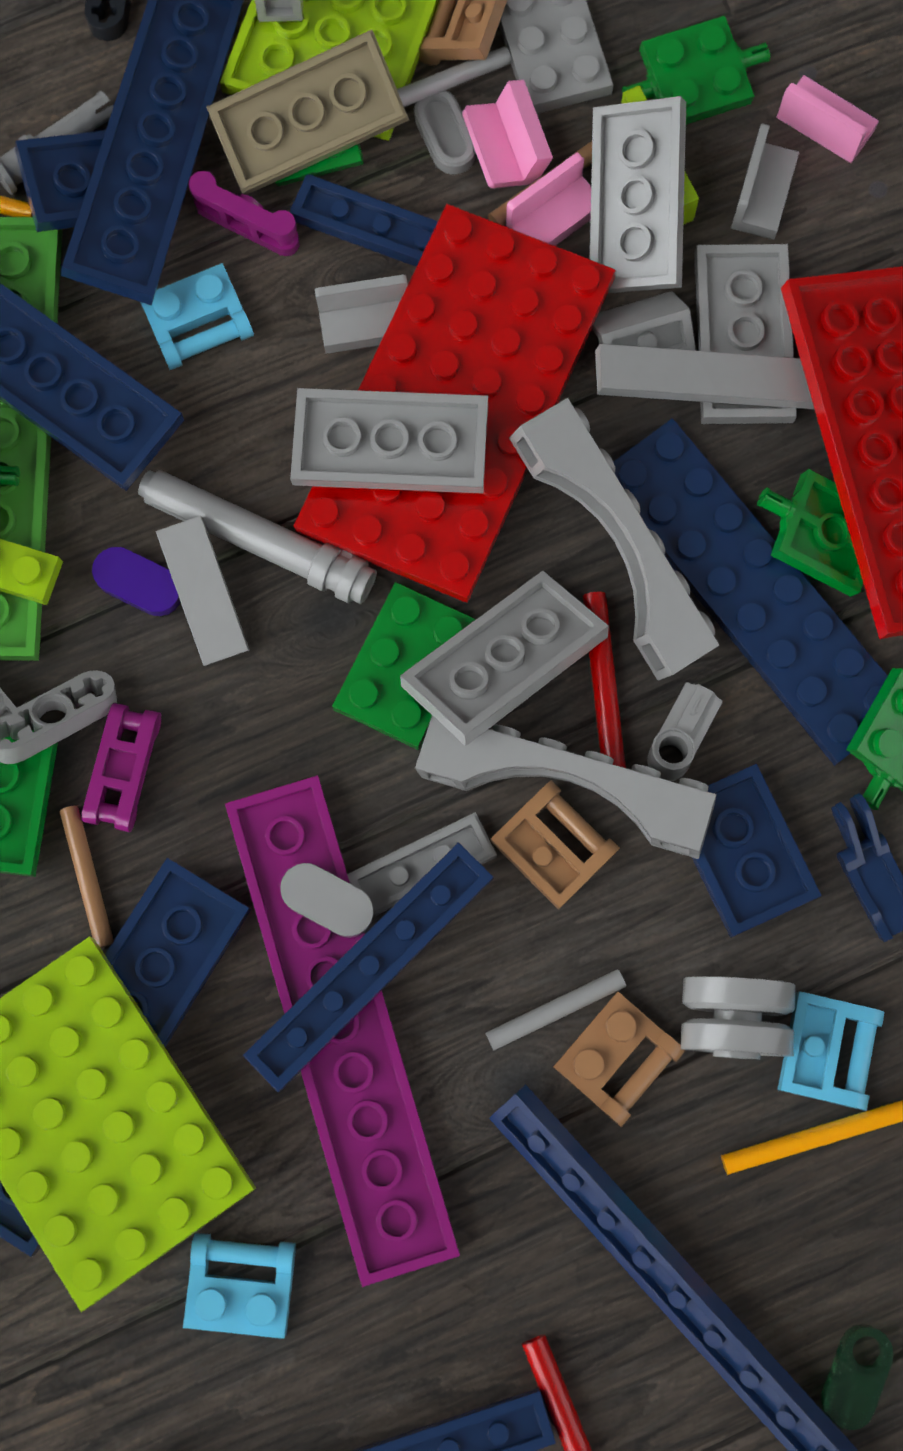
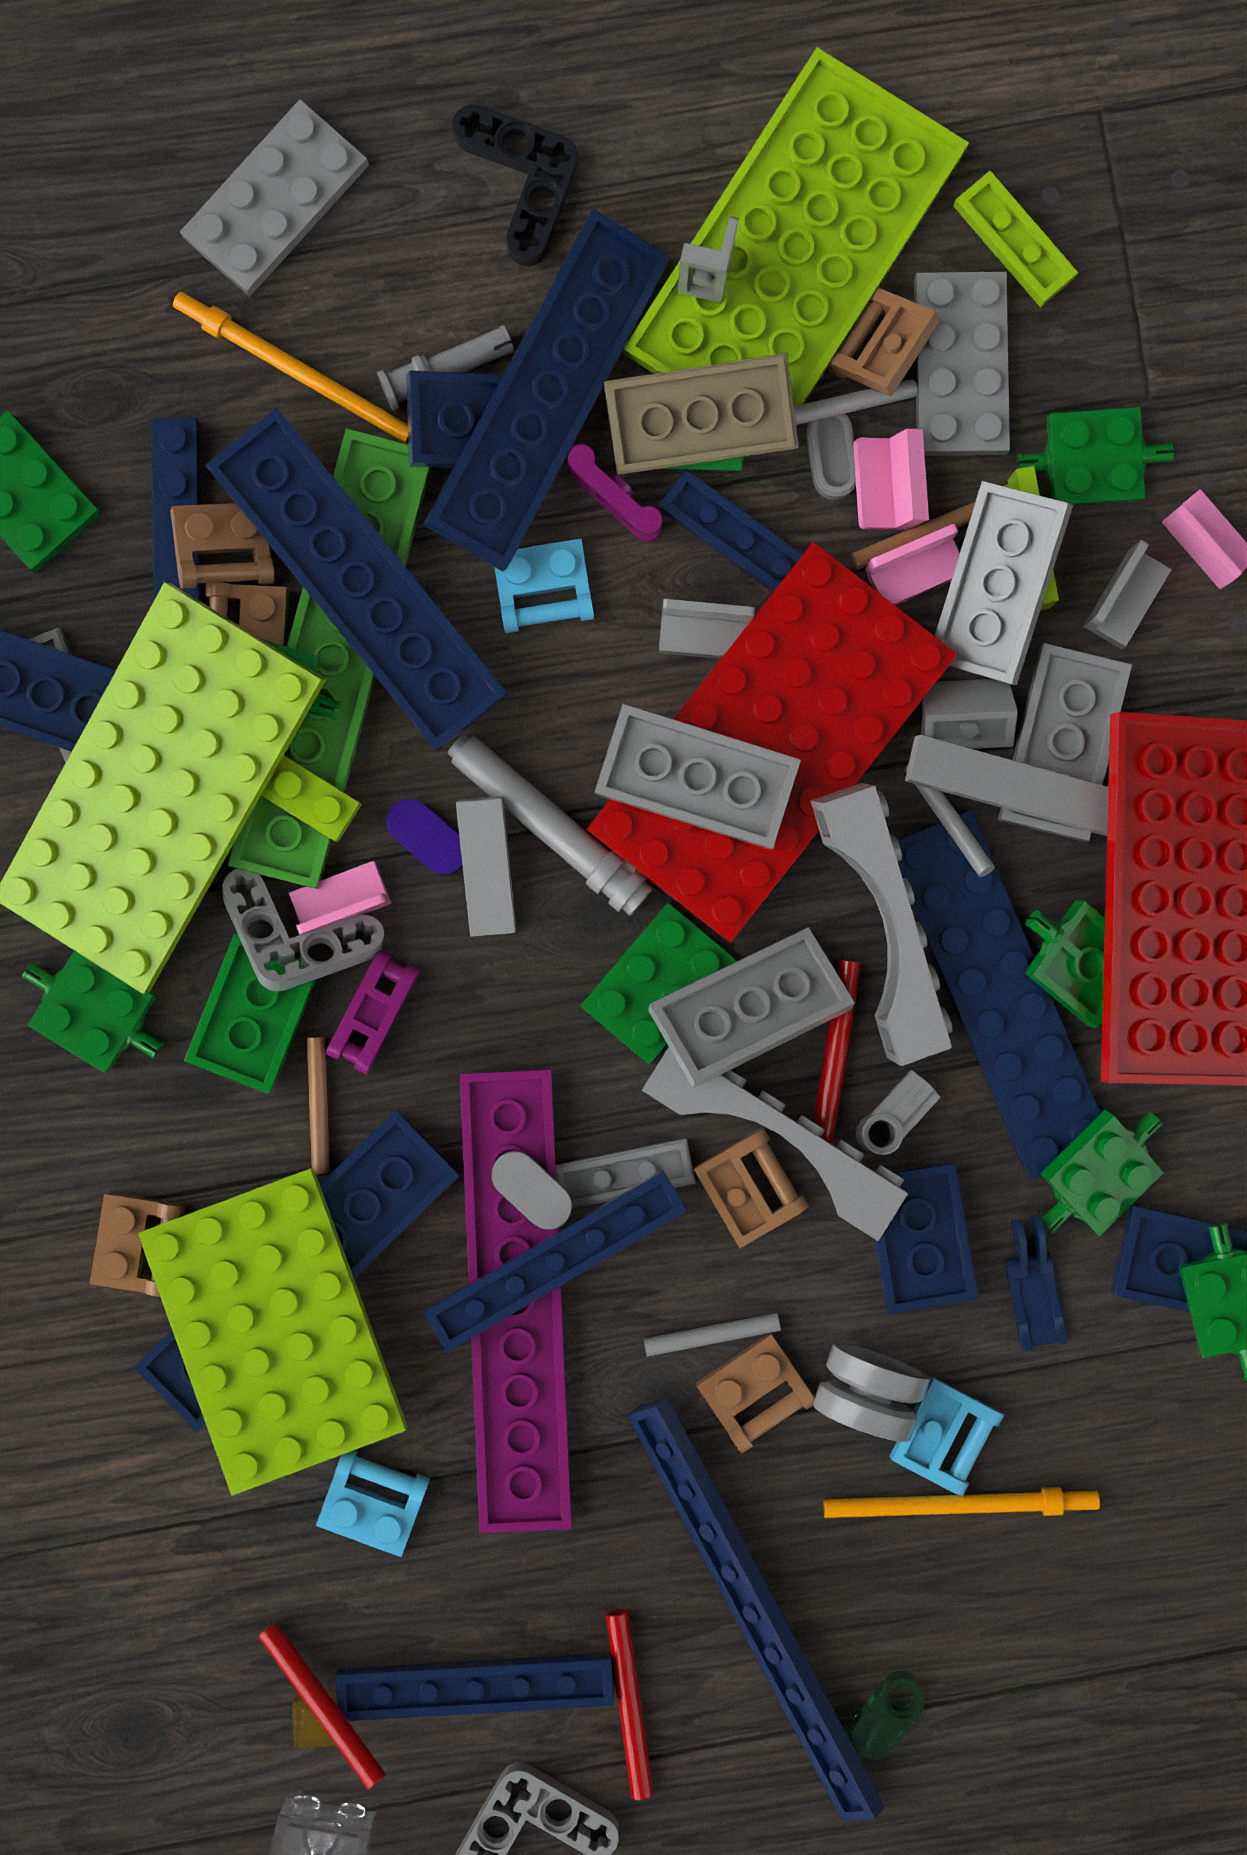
camera: 10 degrees right, 10 degrees up
(62, 659) = (340, 897): none -> bright pink panel
(656, 430) = (957, 830): none -> light grey bar

